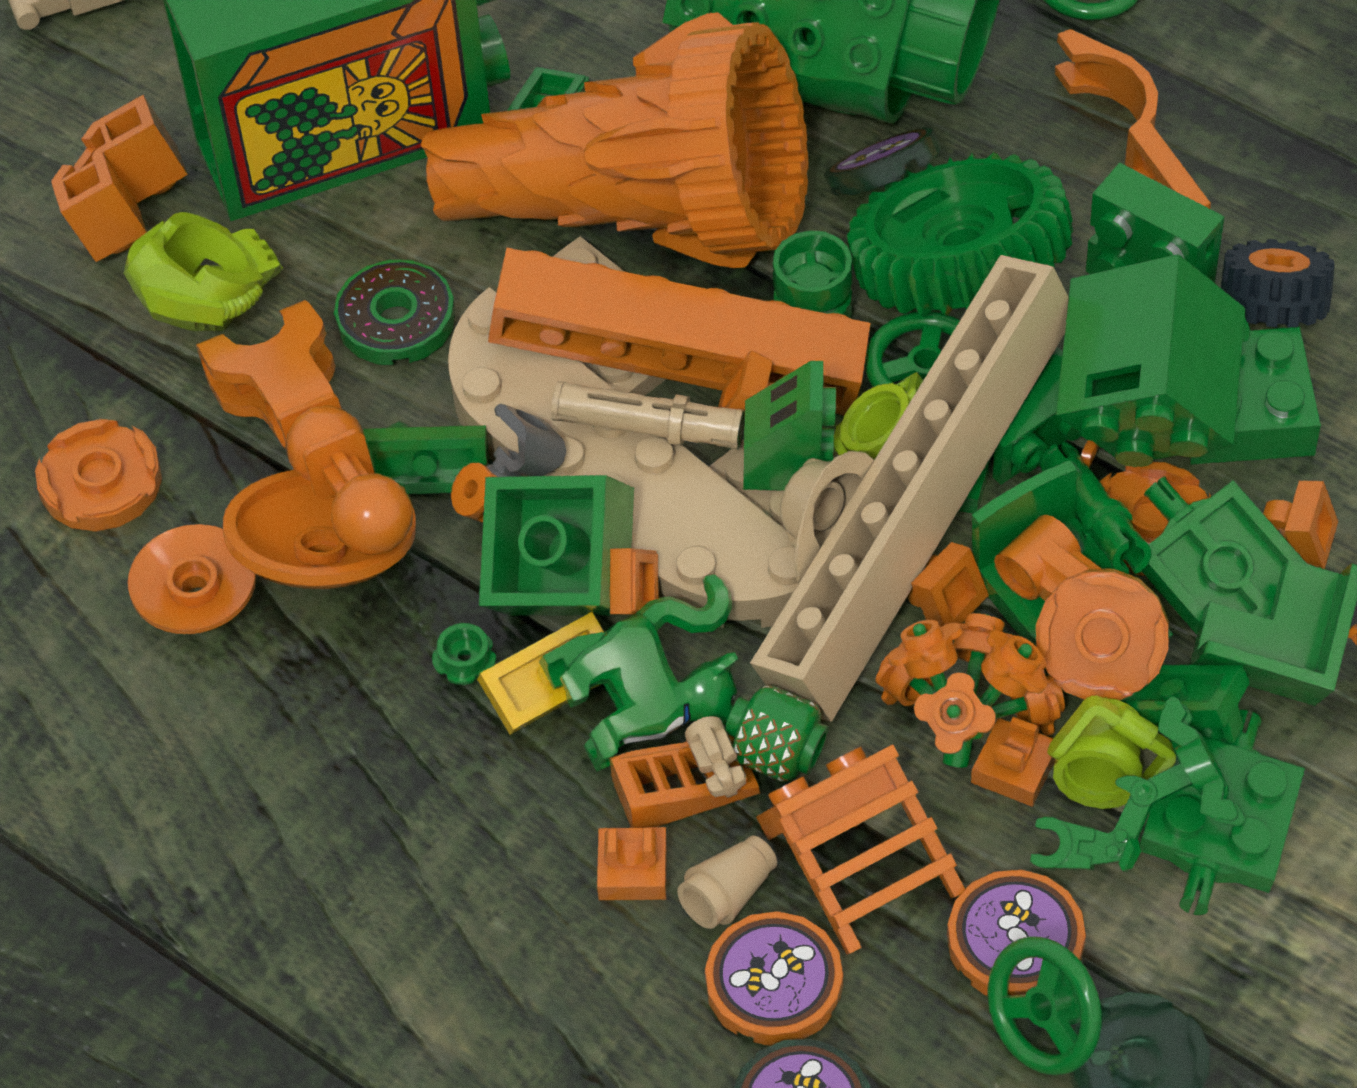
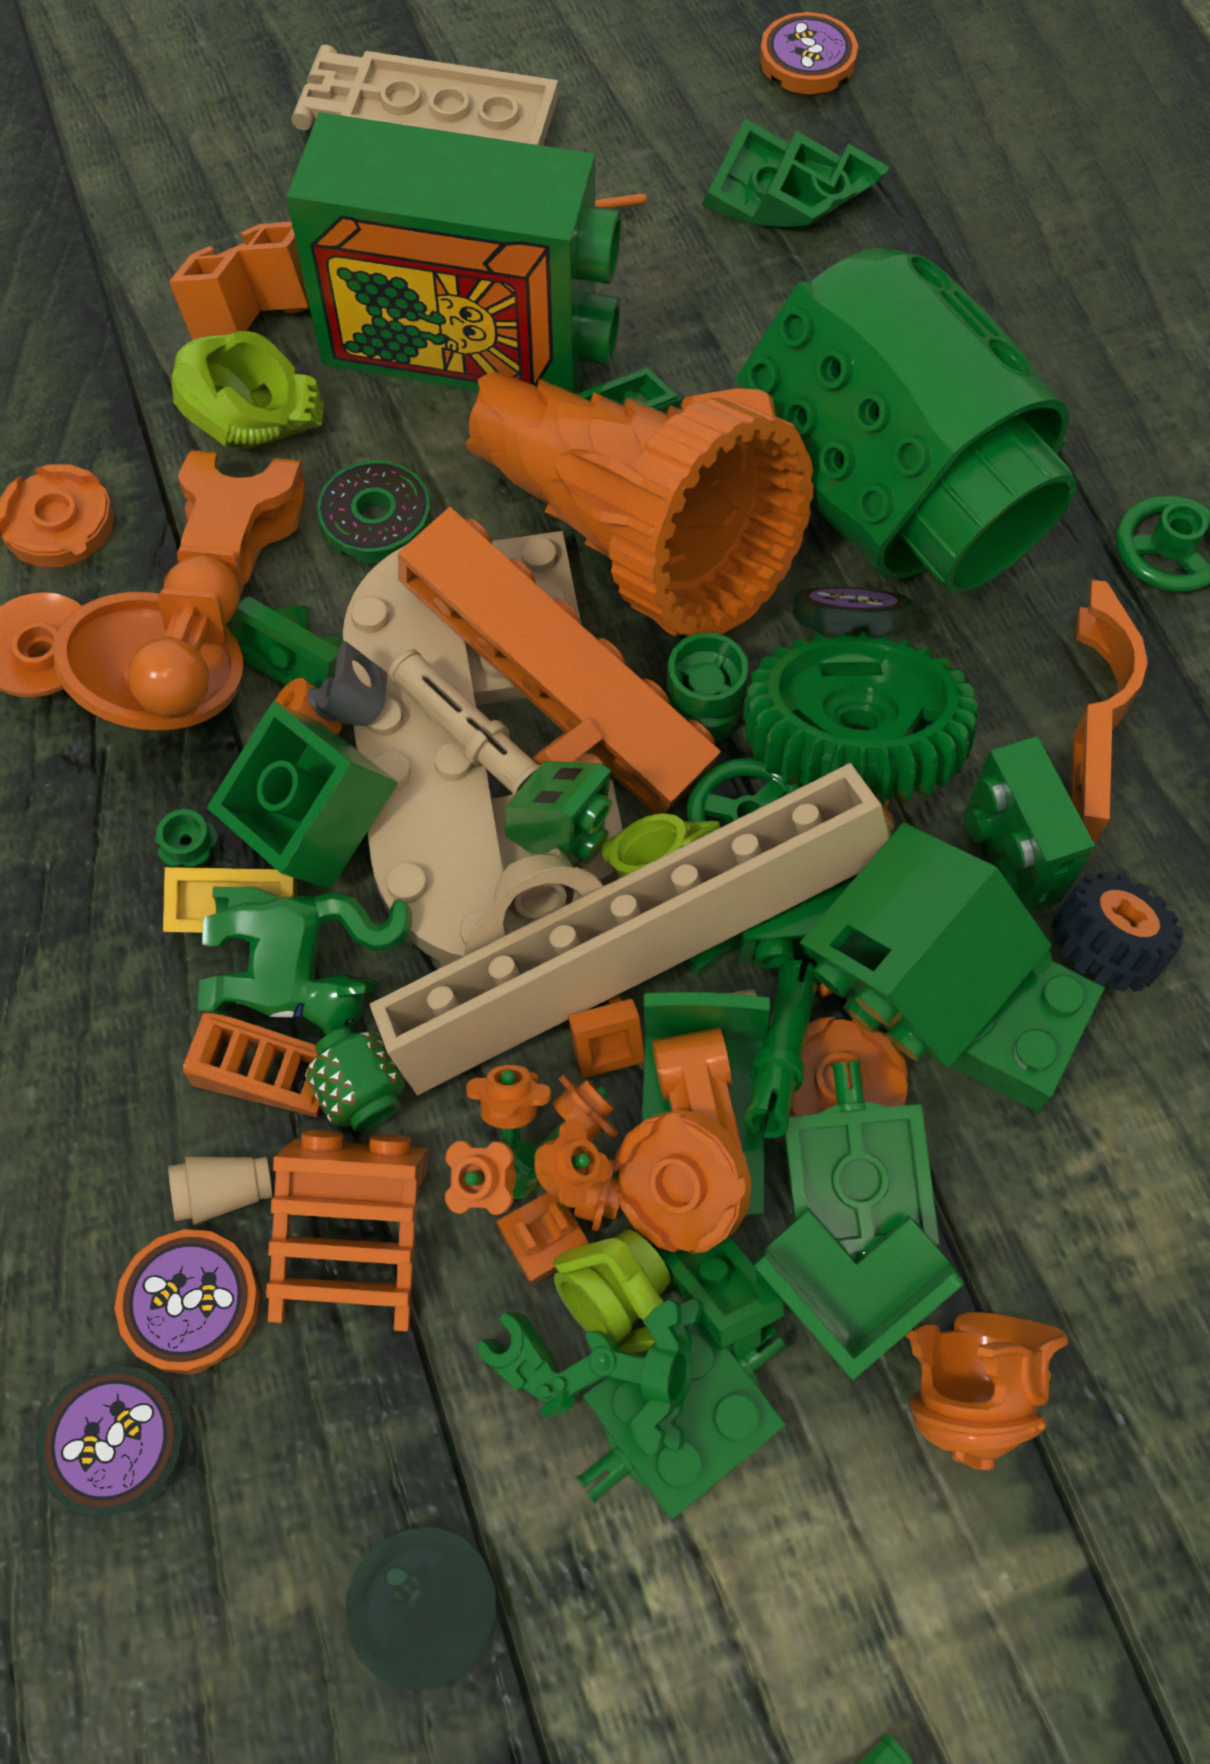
camera: 30 degrees right, 10 degrees up
(632, 579) = (339, 864): orange tile -> none
(632, 863) = (164, 1113): orange tile -> none
(713, 753) = (288, 1065): tan piece -> none
(1005, 909) = (413, 1406): tile -> none
(1060, 999) = (375, 1509): green piece -> none
(1307, 522) = (968, 1183): orange tile -> none

